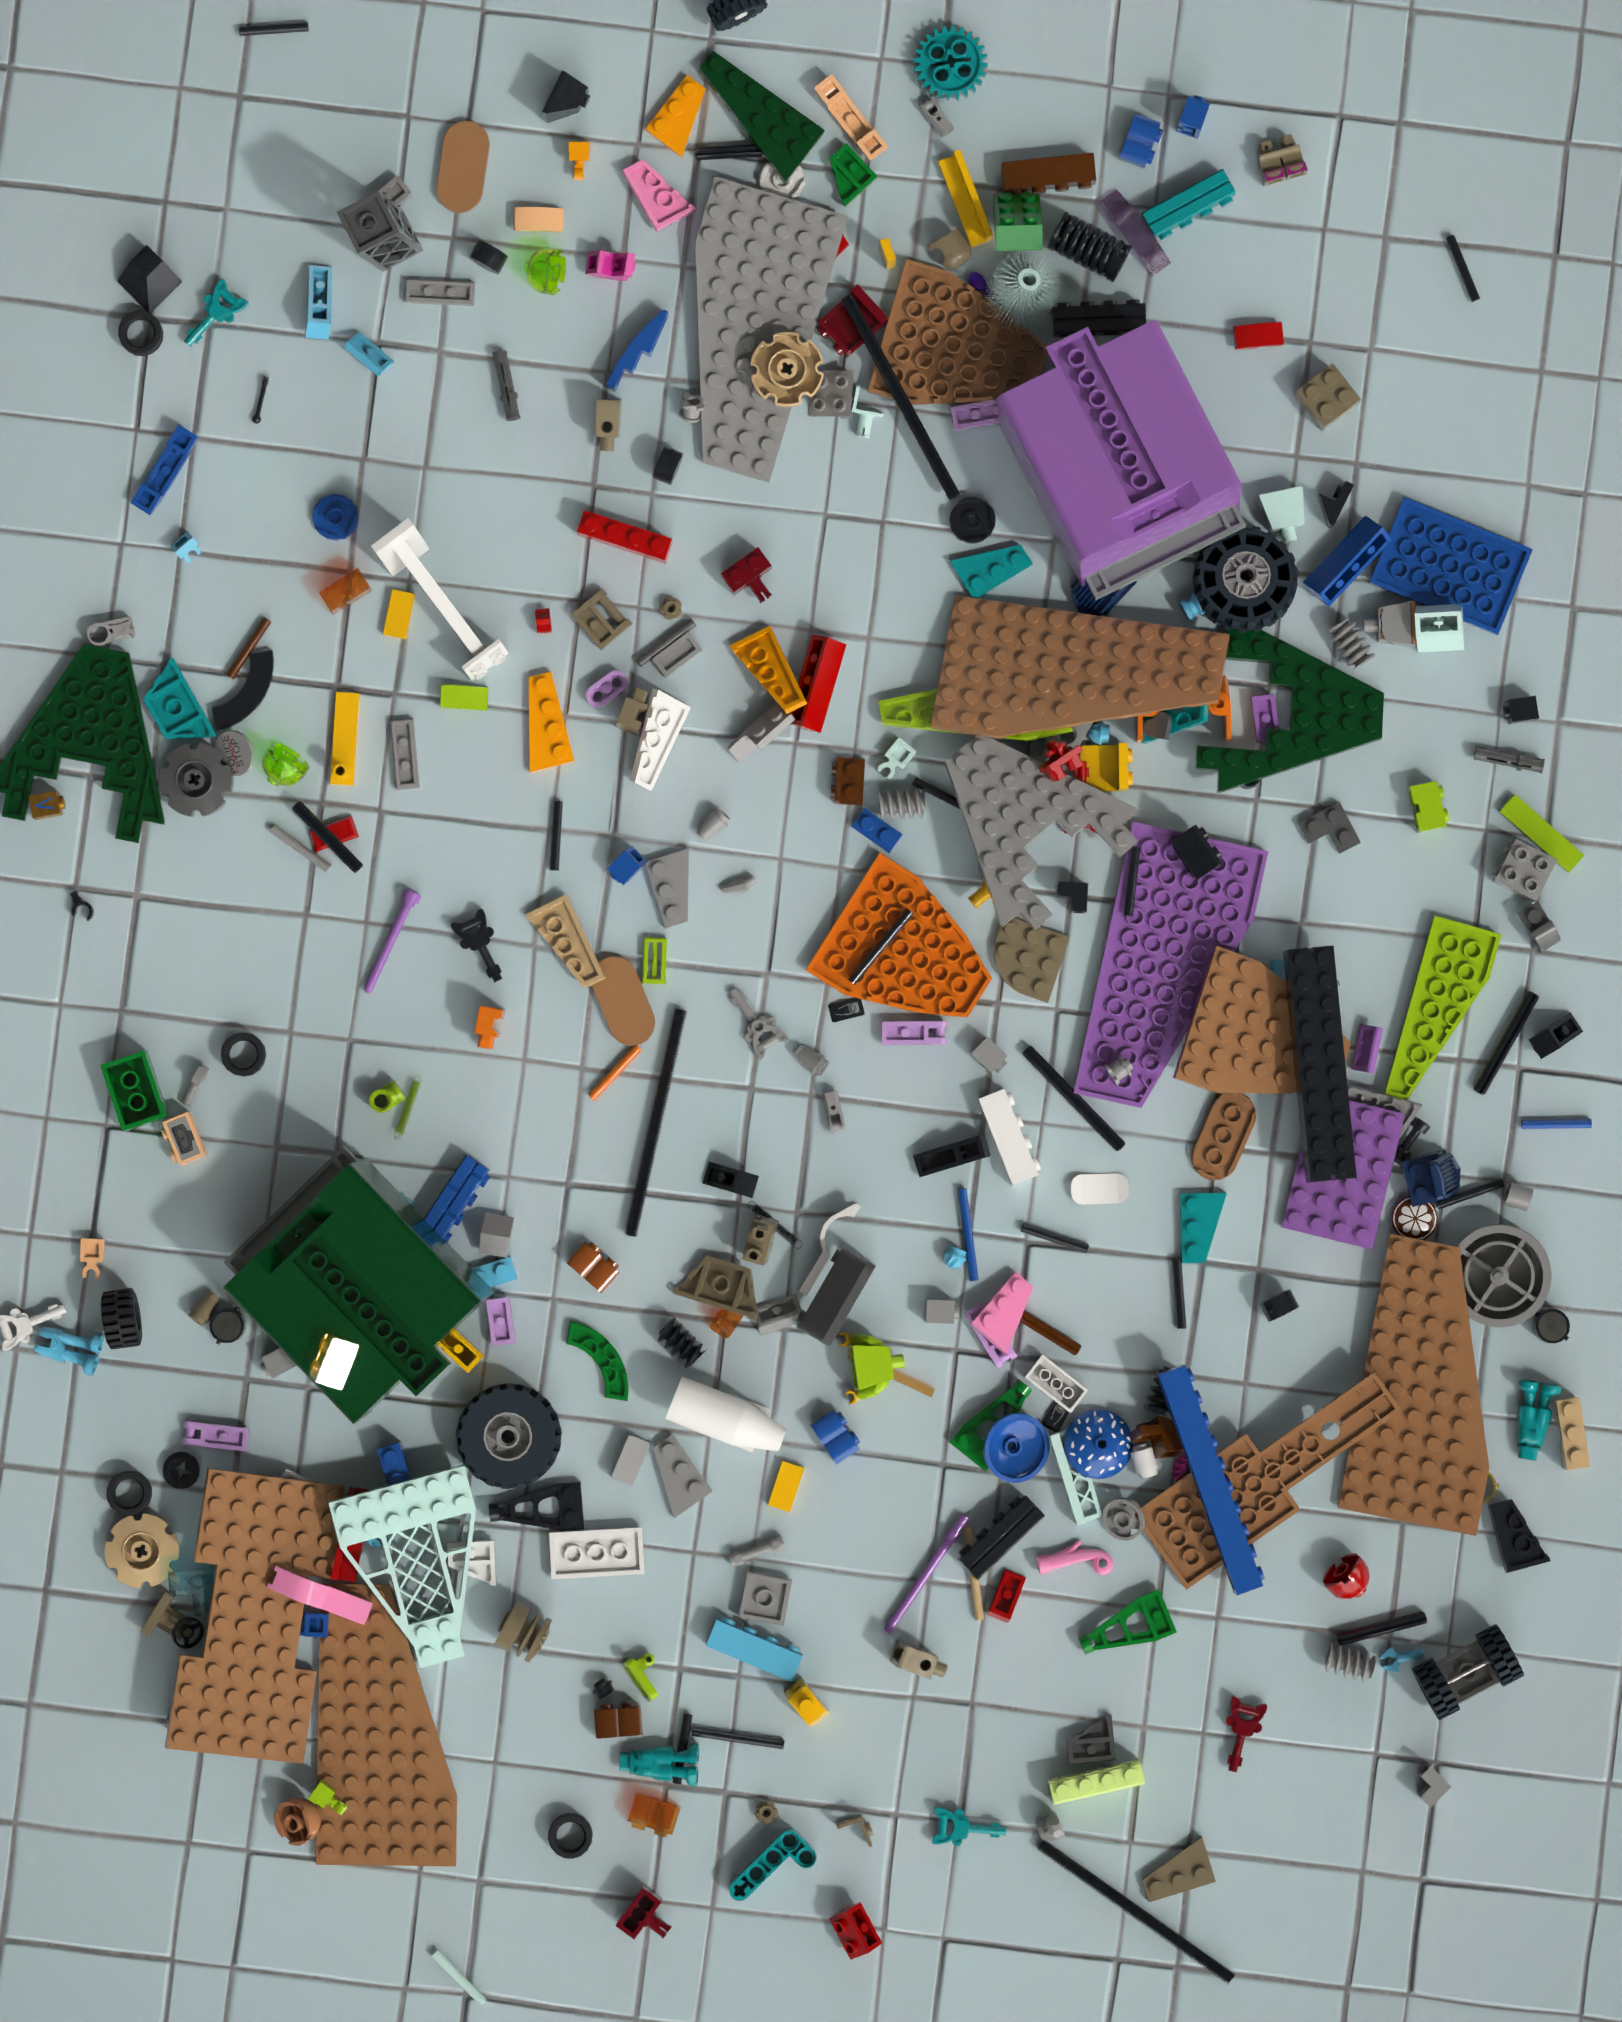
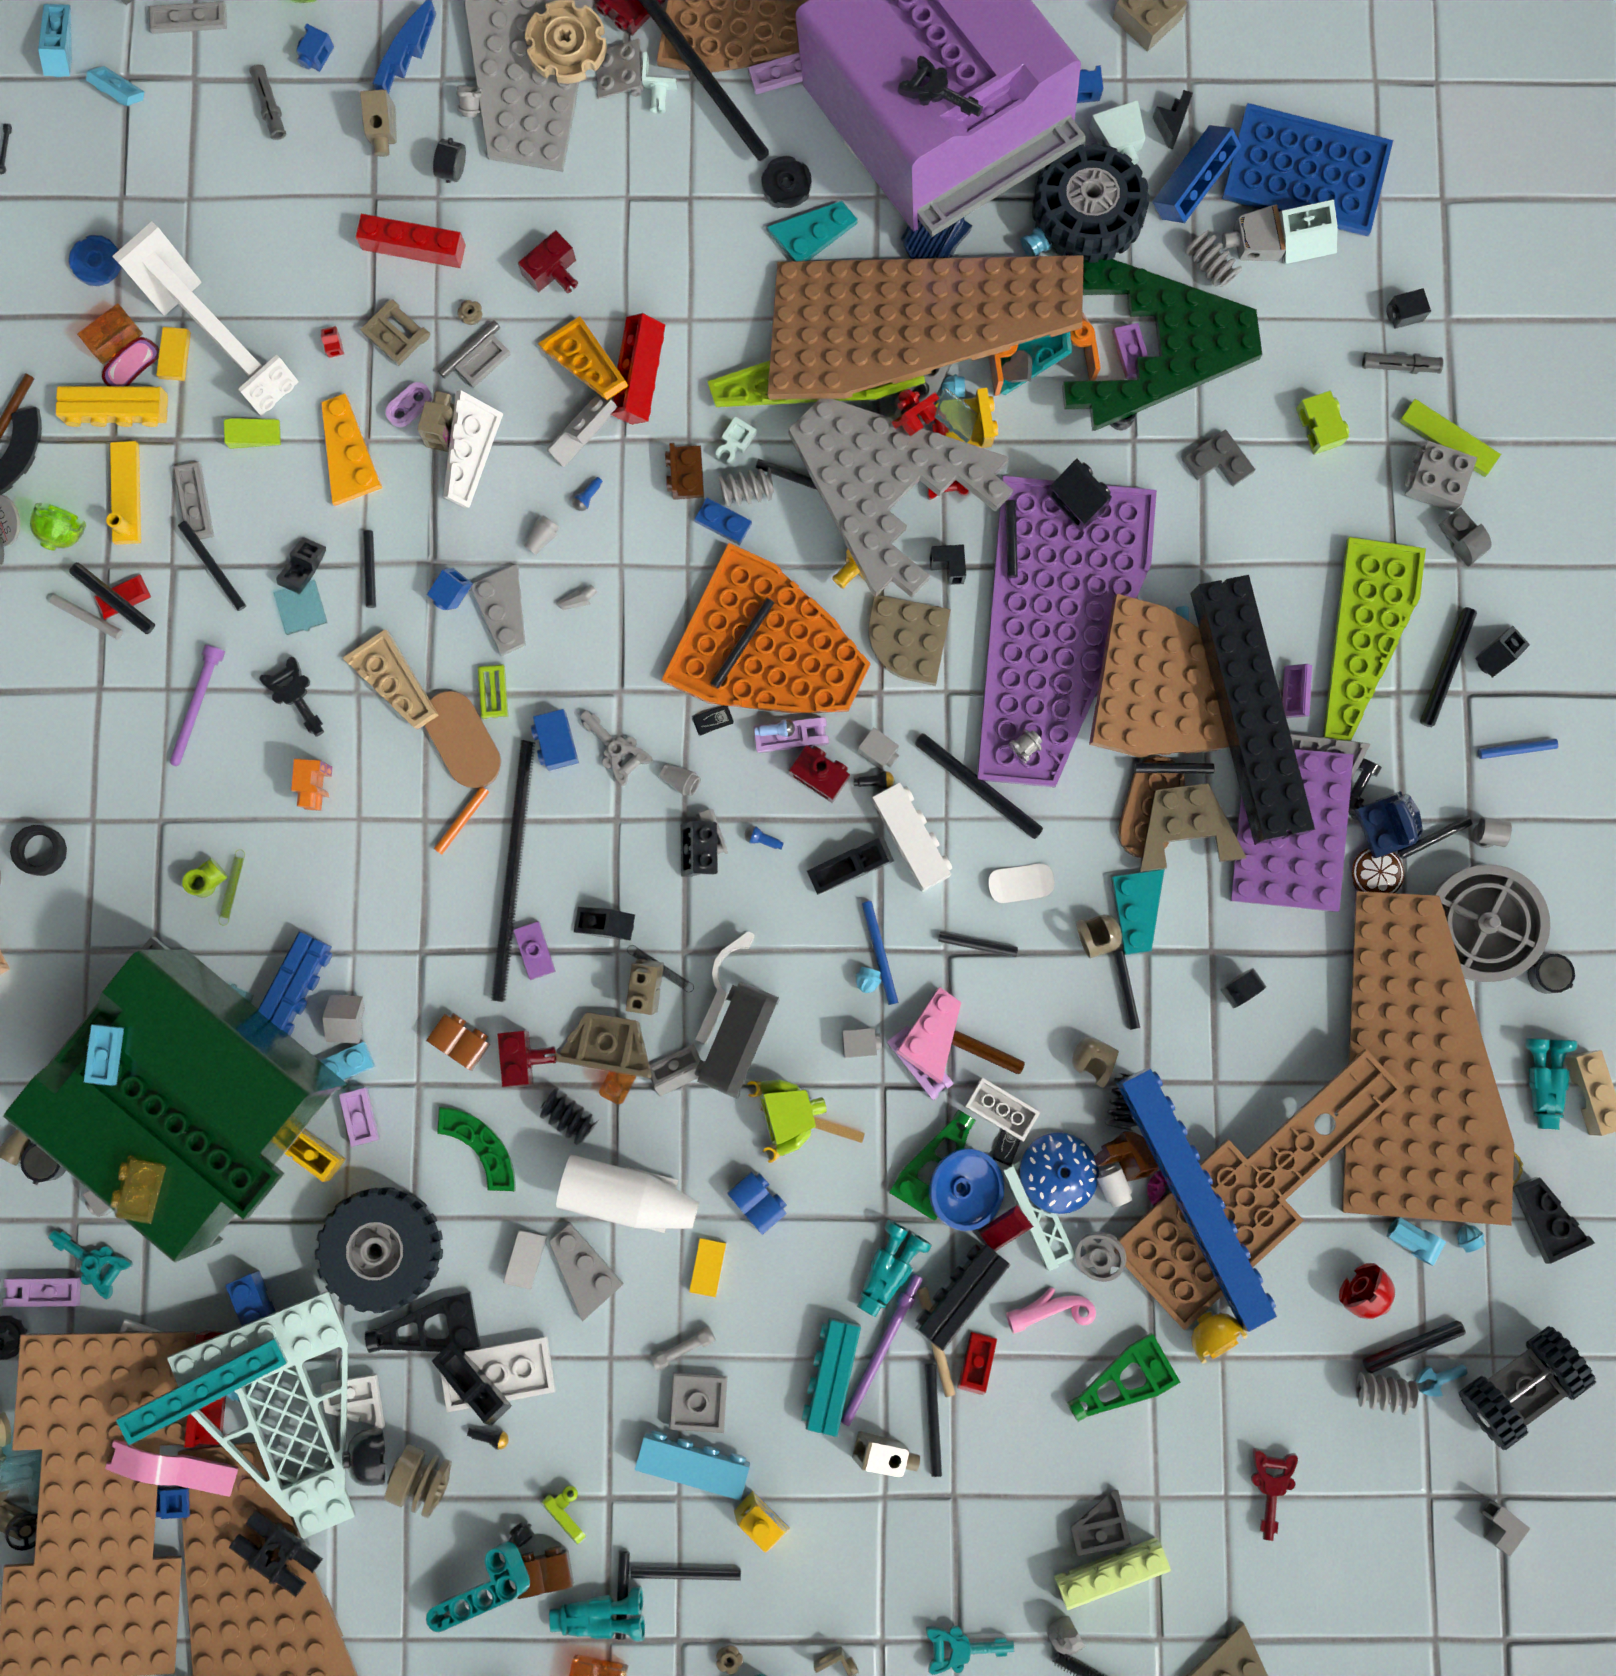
camera: 10 degrees left, 5 degrees down
(260, 1416) = (93, 1263): none -> teal piece
(316, 1247) = (103, 1054): none -> medium azure plate
(341, 657) = (111, 405): none -> yellow brick
(357, 1533) = (201, 1391): none -> teal plate
(358, 618) = (130, 362): none -> sticker
(399, 1661) = (260, 1557): none -> black pin
(417, 817) = (212, 565): none -> black bar
(481, 1607) = (366, 1457): none -> black cylinder
(491, 862) = (300, 610): none -> clear light blue piece
(496, 825) = (302, 565): none -> black slope
(553, 340) = (314, 48): none -> blue brick
(563, 1732) = (476, 1597): none -> teal beam
(576, 1557) = (471, 1384): none -> black slope
(592, 1608) = (497, 1439): none -> black piece
(645, 1288) = (518, 1058): none -> dark red brick
(666, 1195) = (534, 950): none -> medium lavender plate
(705, 1012) = (555, 740): none -> blue brick
(752, 796) = (582, 500): none -> blue piece
(820, 1124) = (699, 848): none -> black bracket
(871, 1118) = (755, 835): none -> blue piece
(881, 1591) = (832, 1376): none -> teal brick
(909, 1027) = (784, 728): none -> light blue piece
(935, 1070) = (820, 773): none -> dark red brick
(940, 1509) = (888, 1271): none -> teal piece
(962, 1638) = (933, 1420): none -> black bar
(991, 1082) = (883, 779): none -> black piece
(1045, 1485) = (1005, 1228): none -> dark red tile
(1096, 764) = (956, 415): none -> clear light blue piece
(1110, 496) = (936, 88): none -> black piece
(1142, 1349) = (1096, 1059): none -> dark tan helmet
(1161, 1243) = (1099, 935): none -> dark tan helmet
(1212, 1597) = (1215, 1335): none -> yellow cylinder
(1247, 1104) = (1187, 768): none -> black bar
(1251, 1148) = (1187, 815): none -> dark tan wing
(1257, 461) = (1090, 85): none -> blue brick
(1401, 1542) = (1422, 1243): none -> medium azure piece
(1443, 1543) = (1470, 1238): none -> medium azure plate

